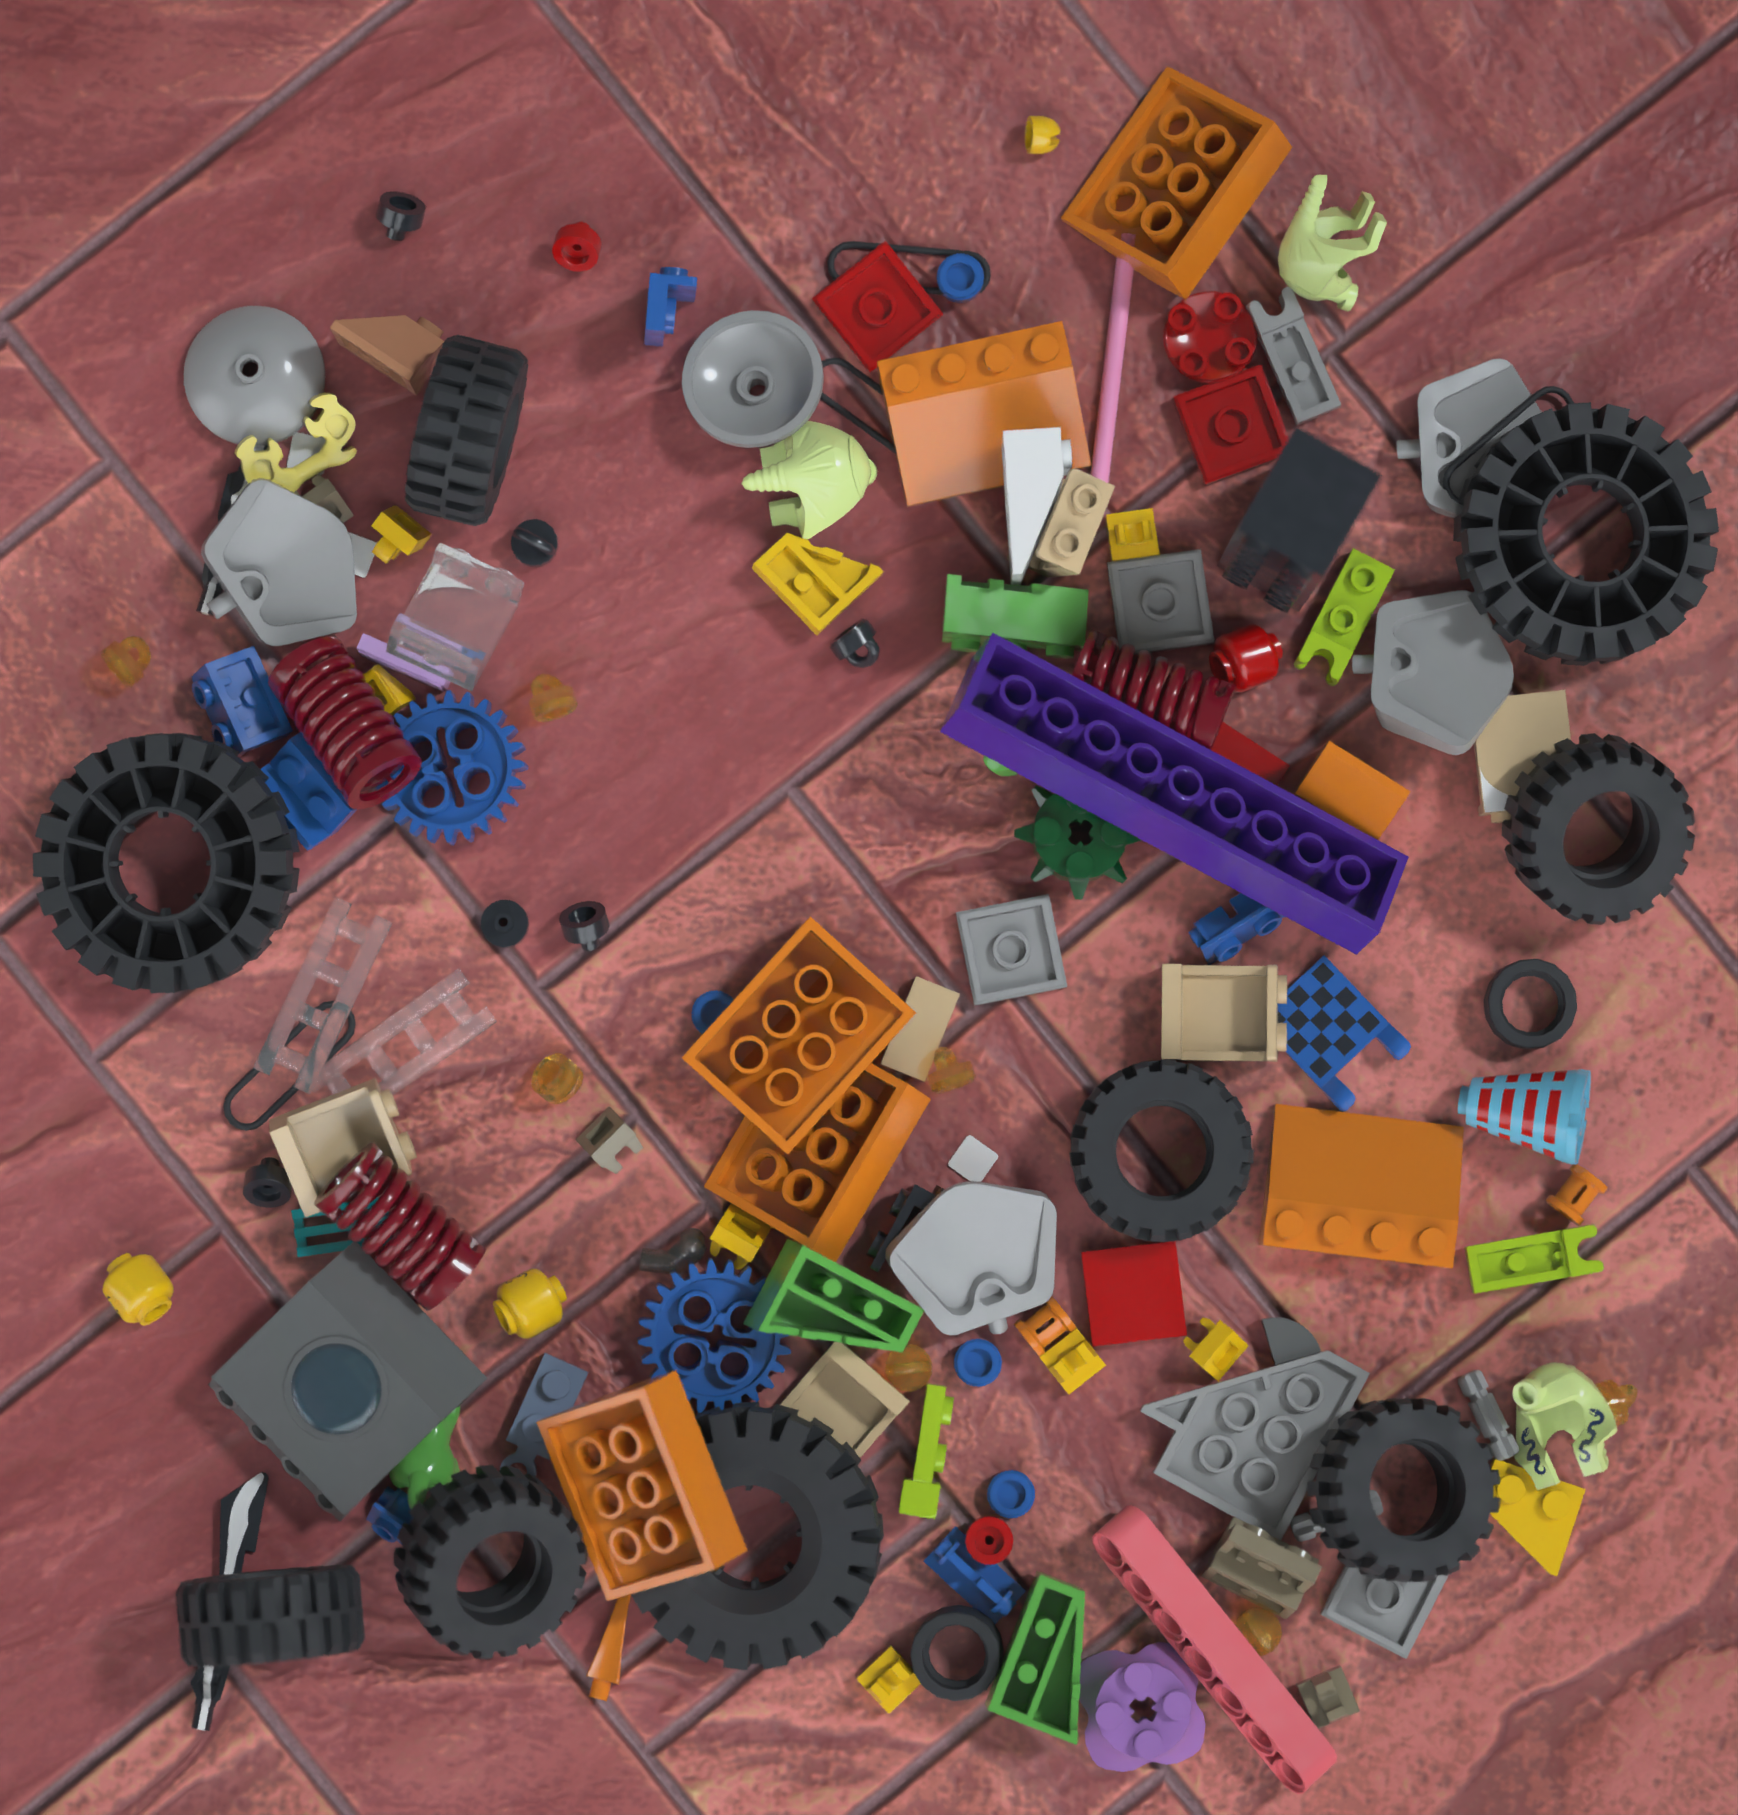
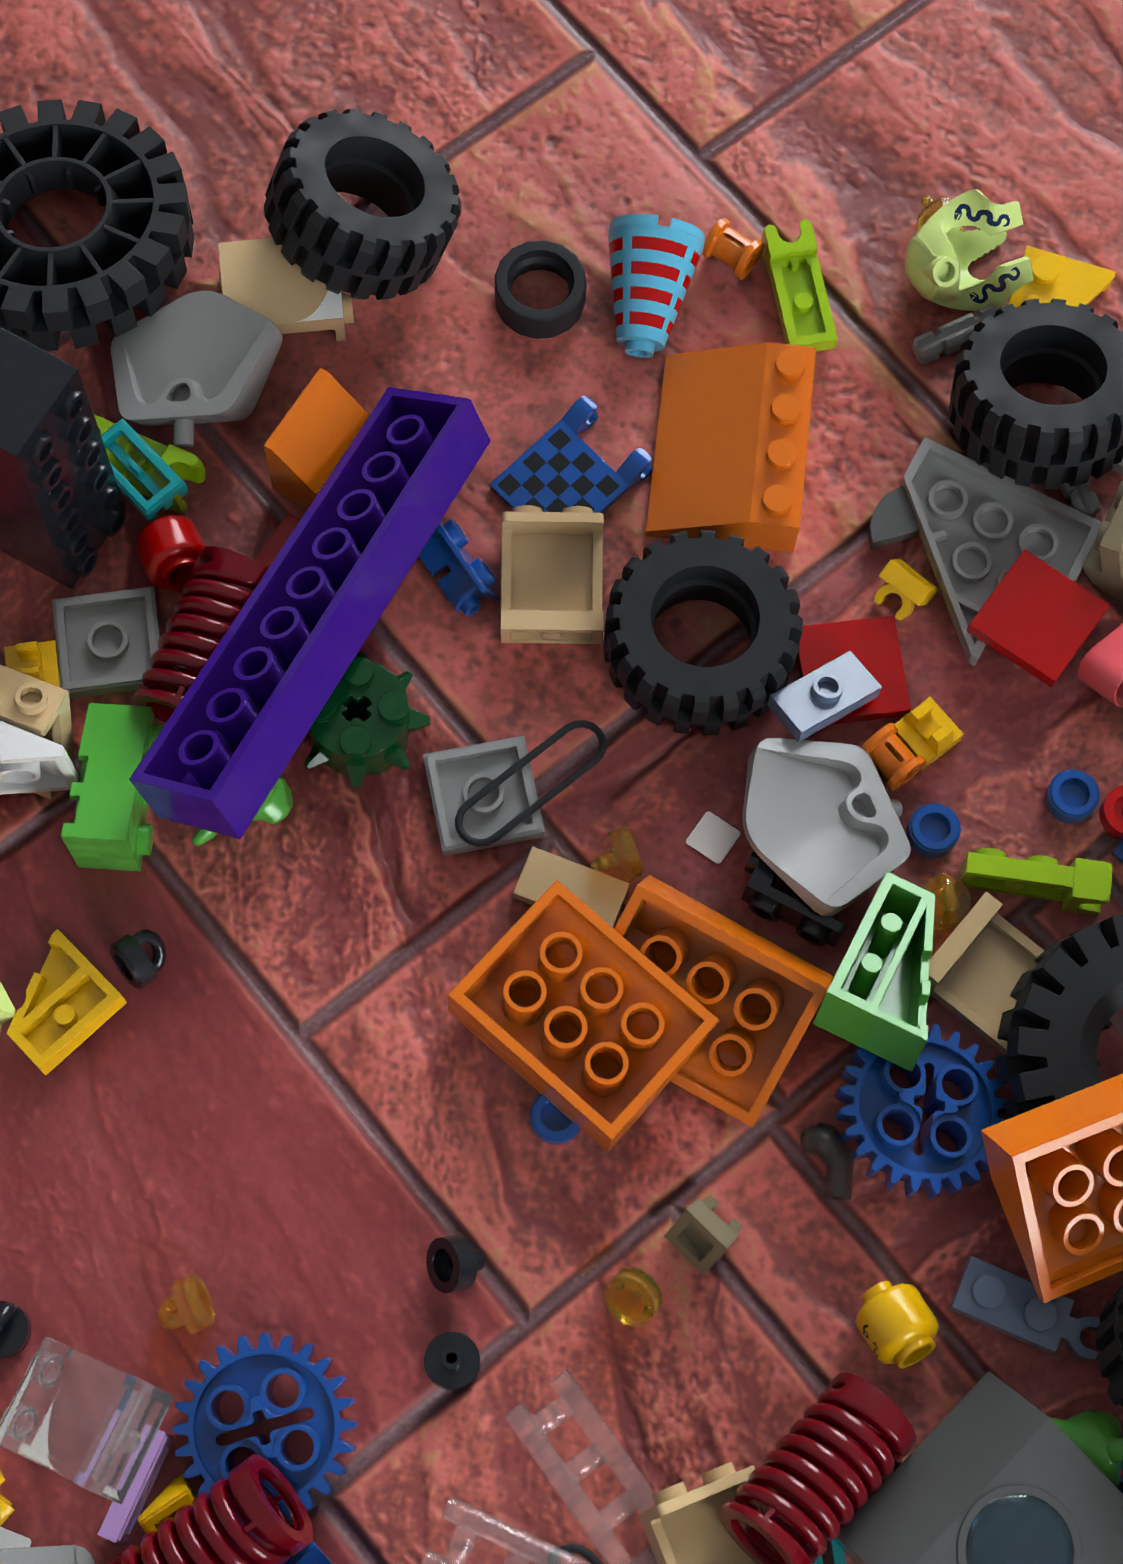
camera: 90 degrees left, 15 degrees down
(740, 1234) = (806, 1083): yellow tile -> none
(1076, 1034) = (544, 799): none -> black piece
(1098, 1263) = (824, 696): none -> plate
(1178, 1468) = (1038, 618): none -> red tile
(1292, 648) = (161, 497): none -> teal tile

